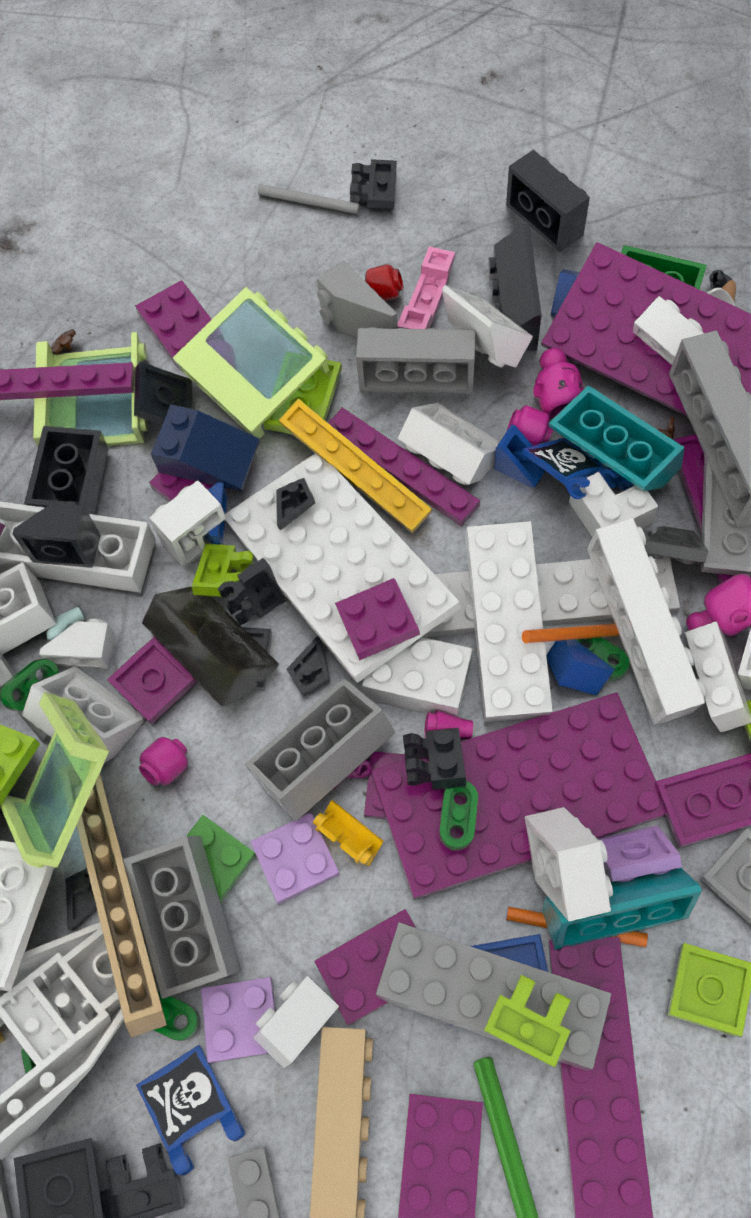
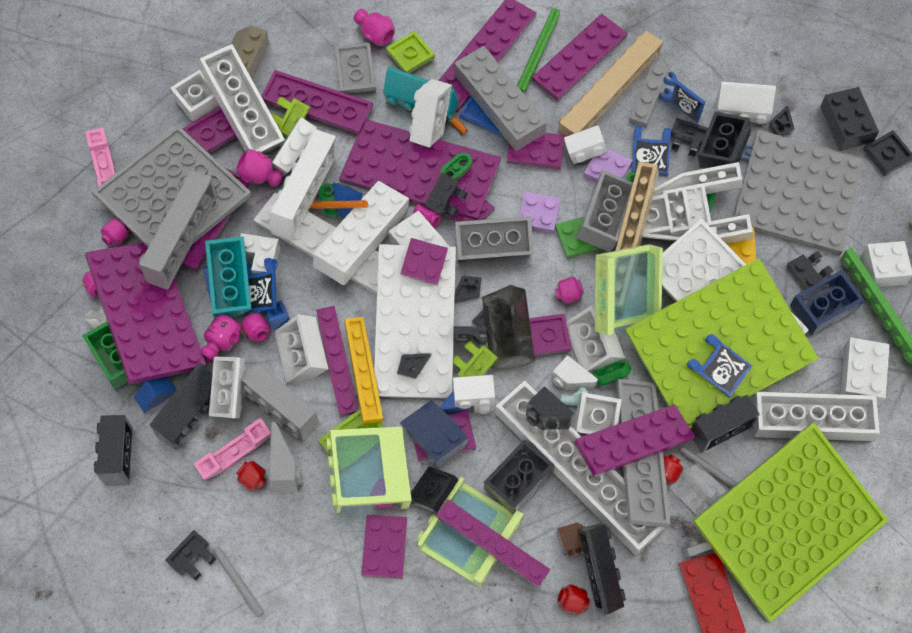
camera: 150 degrees left, 0 degrees up
(63, 340) = (462, 584): reddish brown plant -> none
(349, 832) = (510, 207): yellow hinge -> none
(527, 1030) = (498, 65): lime plate -> none
(639, 854) = (394, 108): lavender plate -> none
(664, 328) = (148, 303): white brick -> none
(670, 429) = (193, 273): reddish brown plant -> none
(675, 543) = (251, 213): dark grey plate -> none
(721, 280) = (75, 333): black arm -> none

